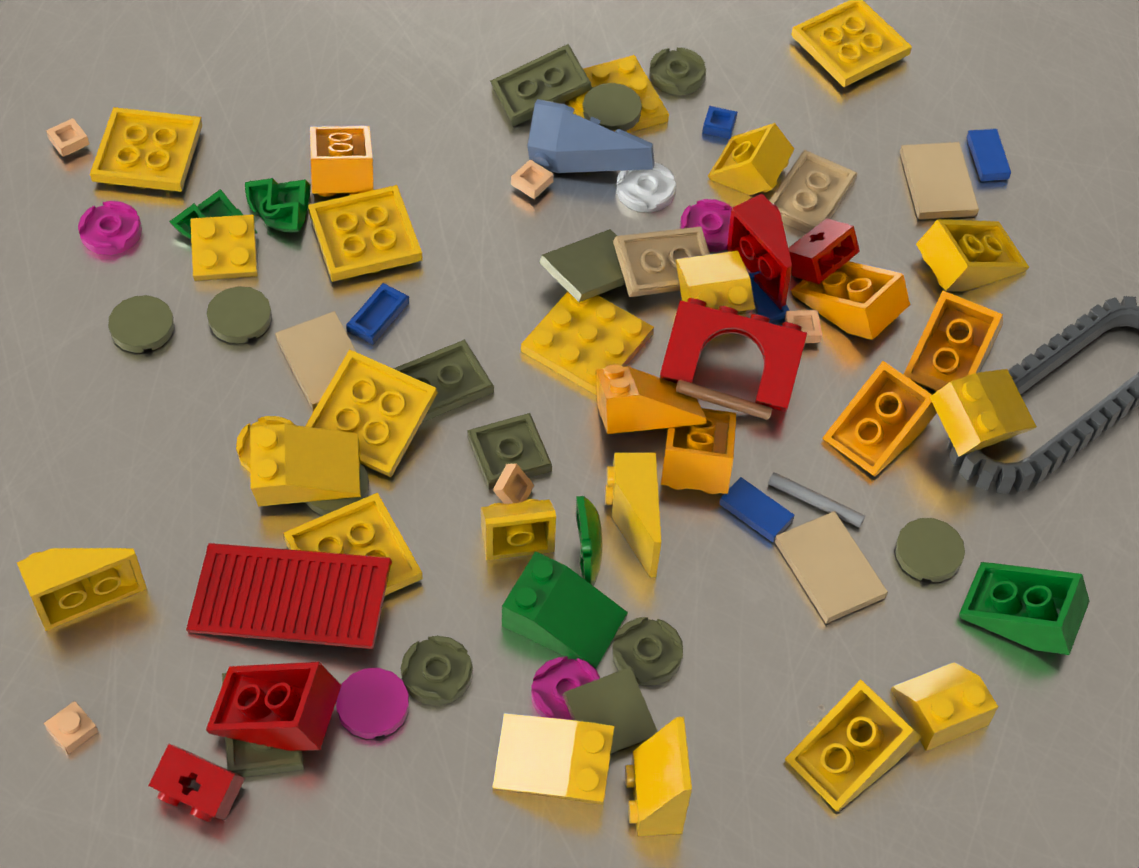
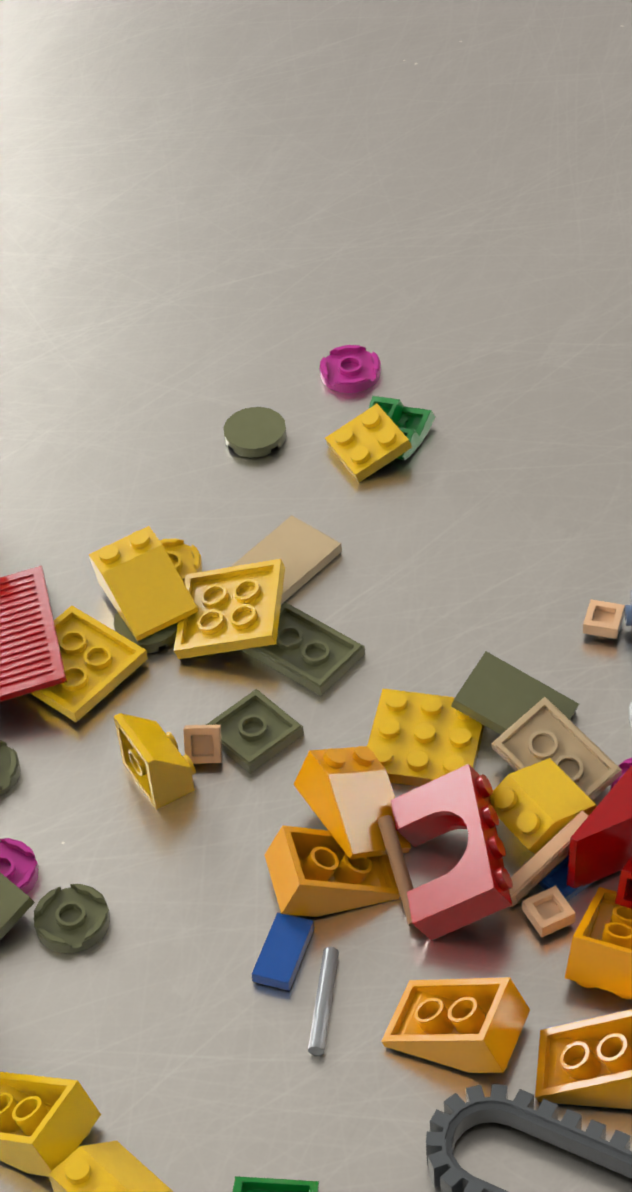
camera: 75 degrees right, 10 degrees down
(67, 137) = (430, 298): light nougat plate -> none
(146, 149) = (451, 349): yellow plate -> none
(239, 314) = (302, 486): olive tile -> none
(279, 204) = (449, 459): green brick -> none
(341, 160) = (527, 472): light orange slope -> none
(365, 233) = (449, 527): yellow plate -> none
(377, 313) = (362, 576): blue tile -> none
(562, 611) = (79, 830): green slope -> none
(590, 539) = (163, 818): green brick -> none
(635, 505) = (212, 841): yellow slope -> none
(764, 290) = (544, 860): none -> light nougat tile
(830, 567) = (242, 1039): tan tile -> none
(929, 549) = (309, 1125): olive tile -> none
(982, 410) = (500, 1099): yellow slope -> none

